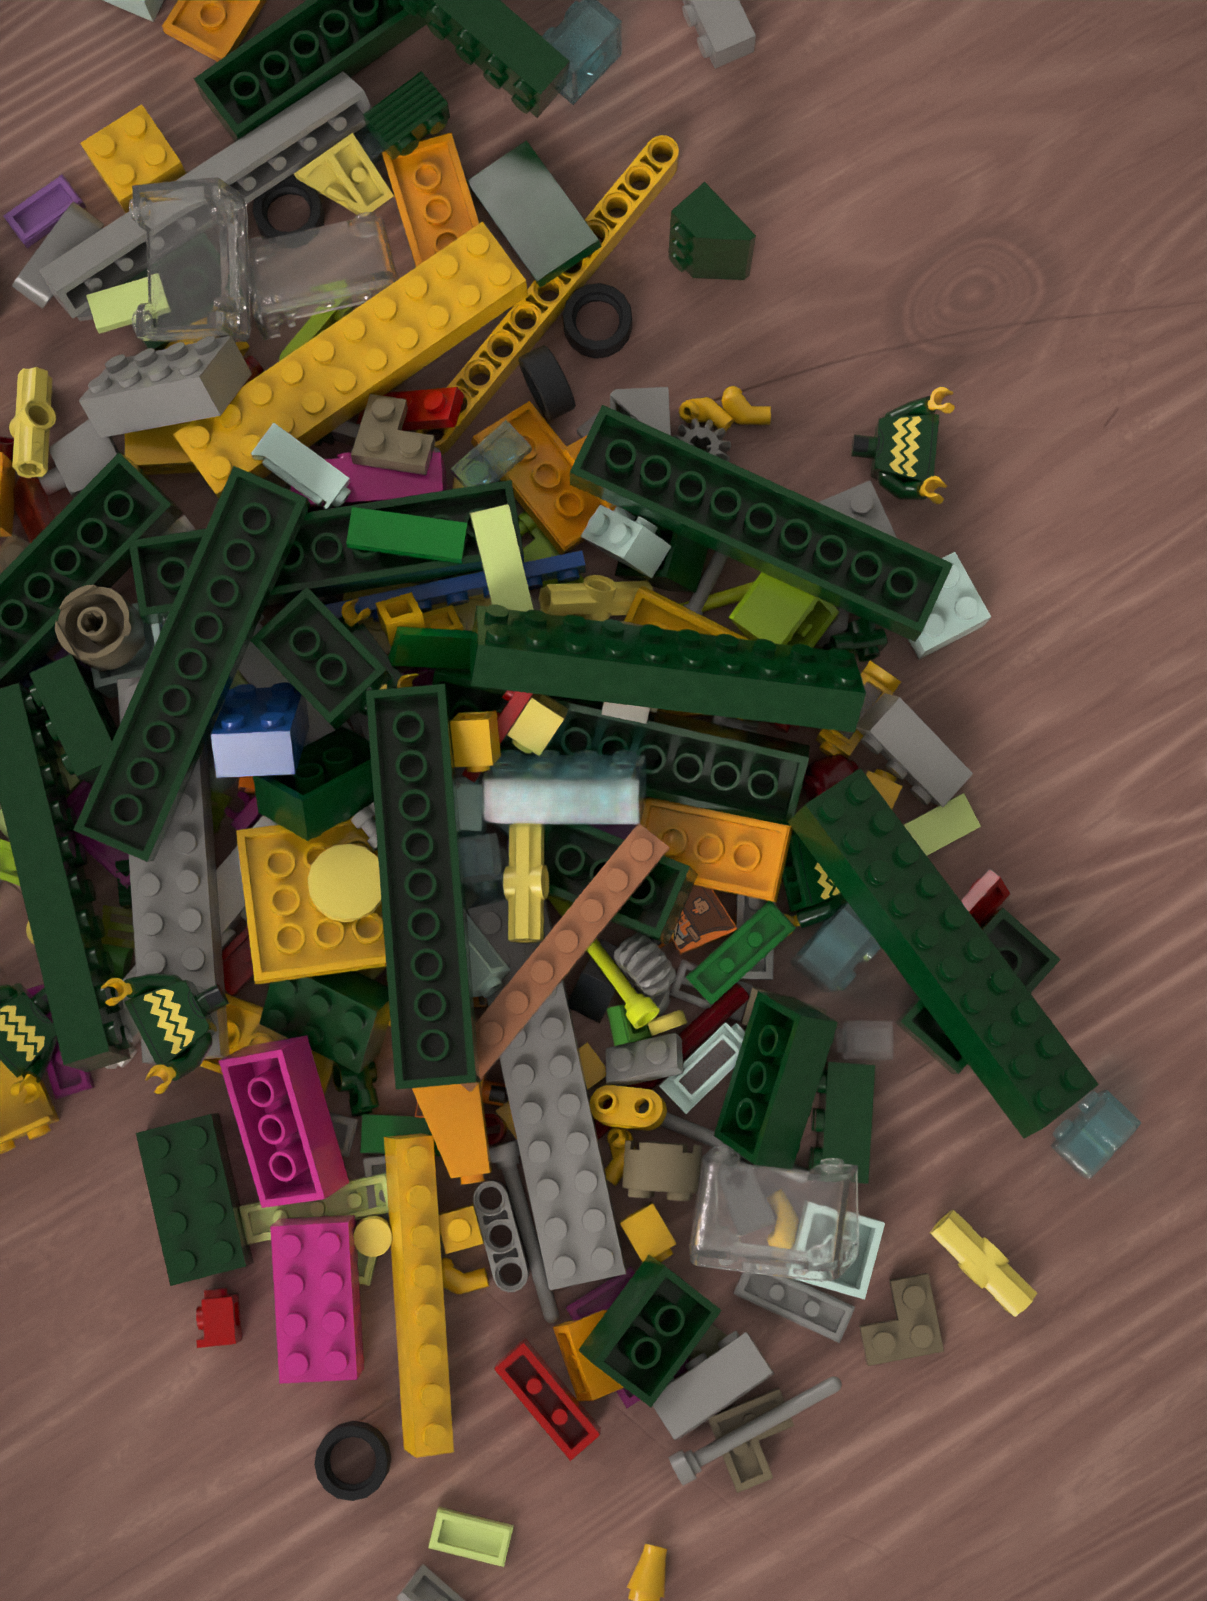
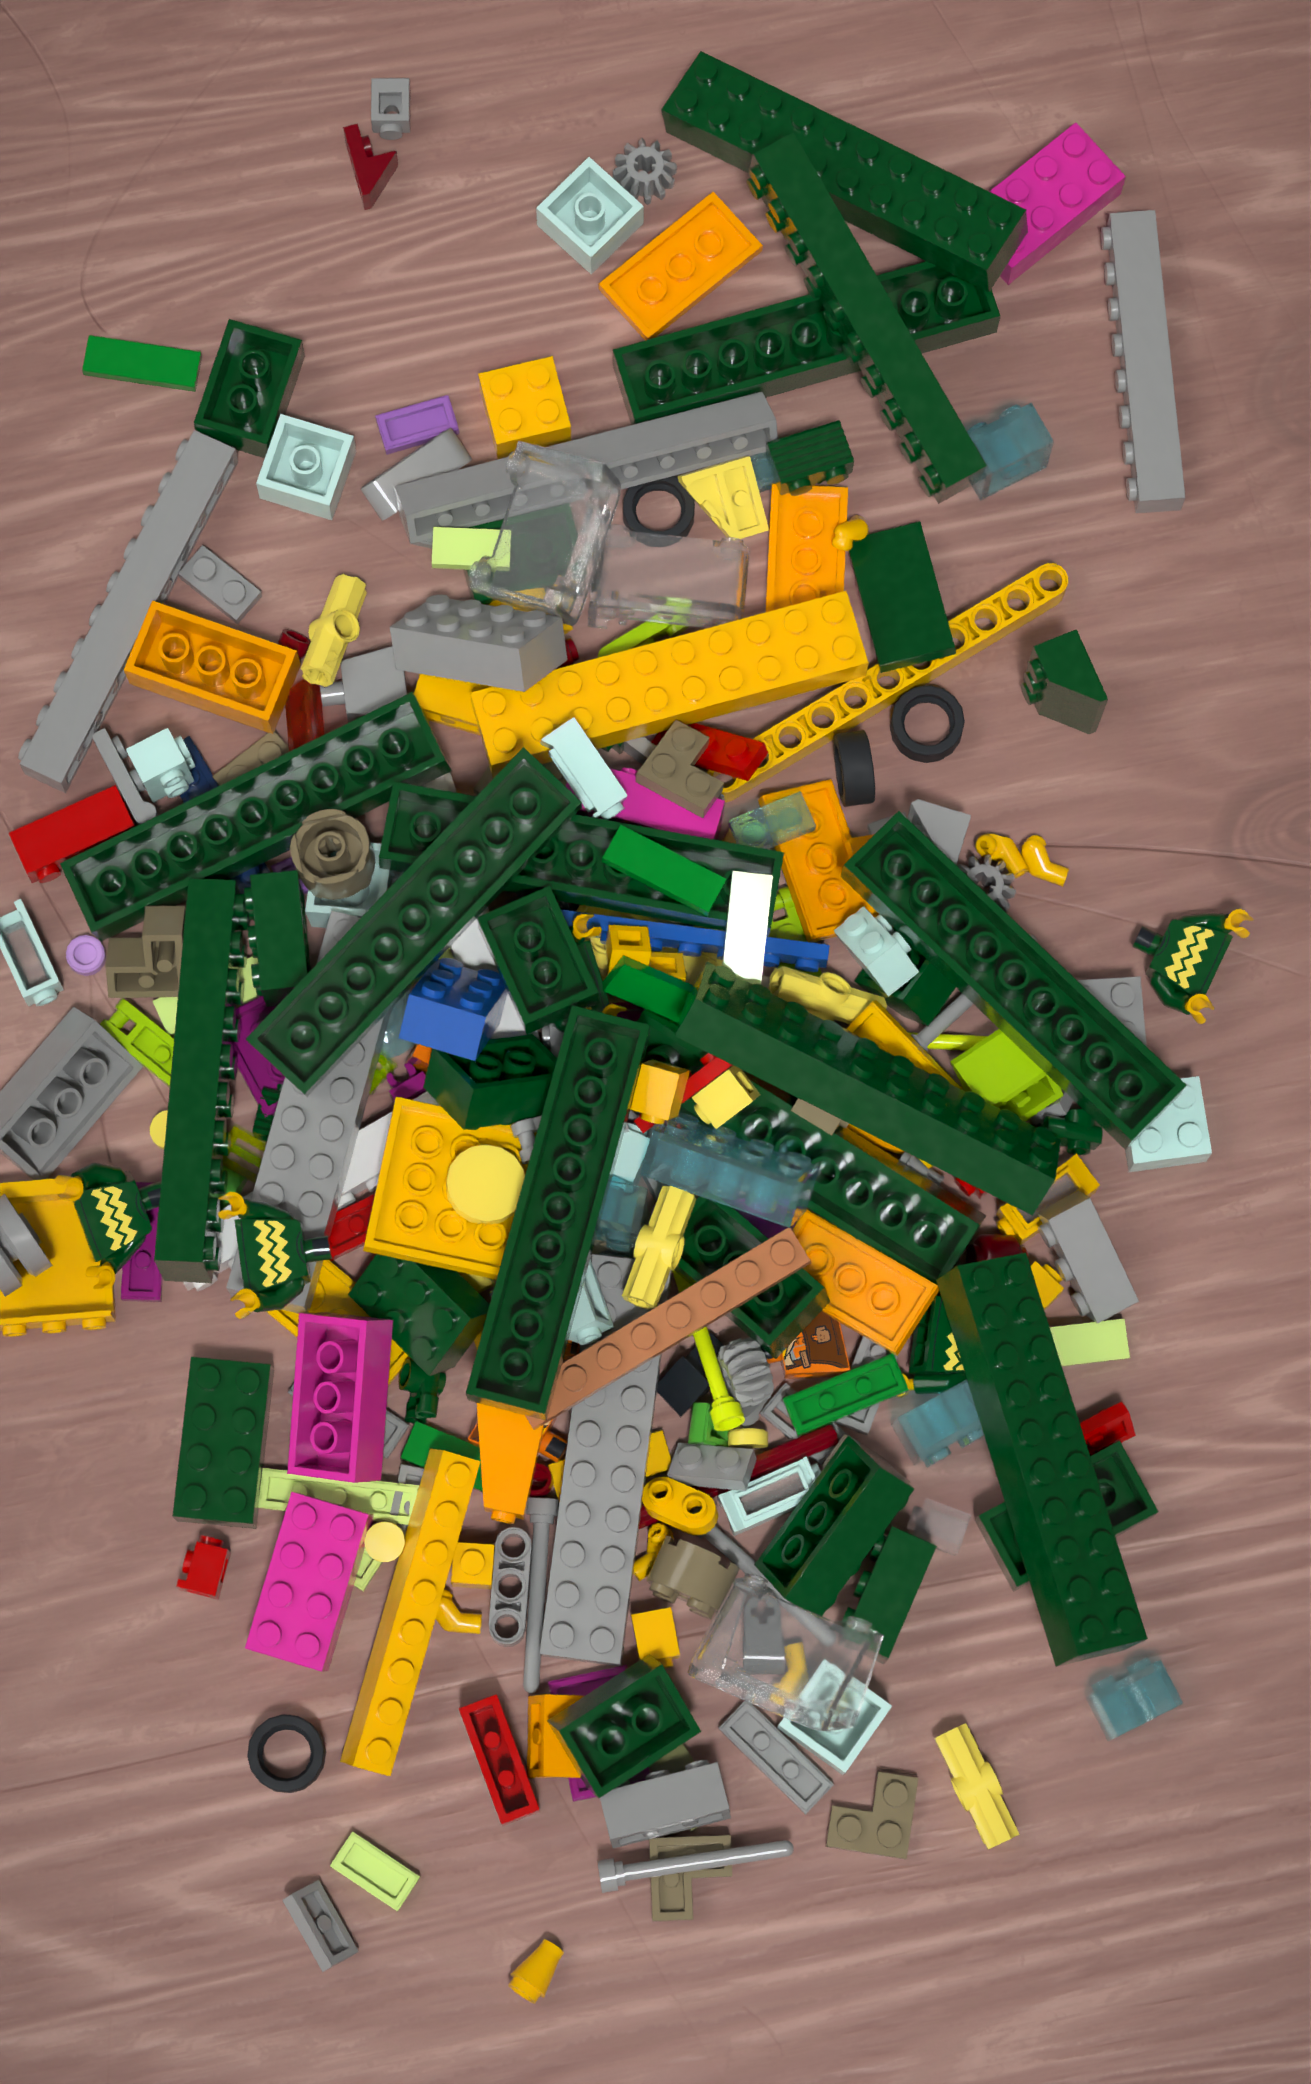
camera: 15 degrees right, 5 degrees down
(465, 171) = (851, 530): none -> yellow arm

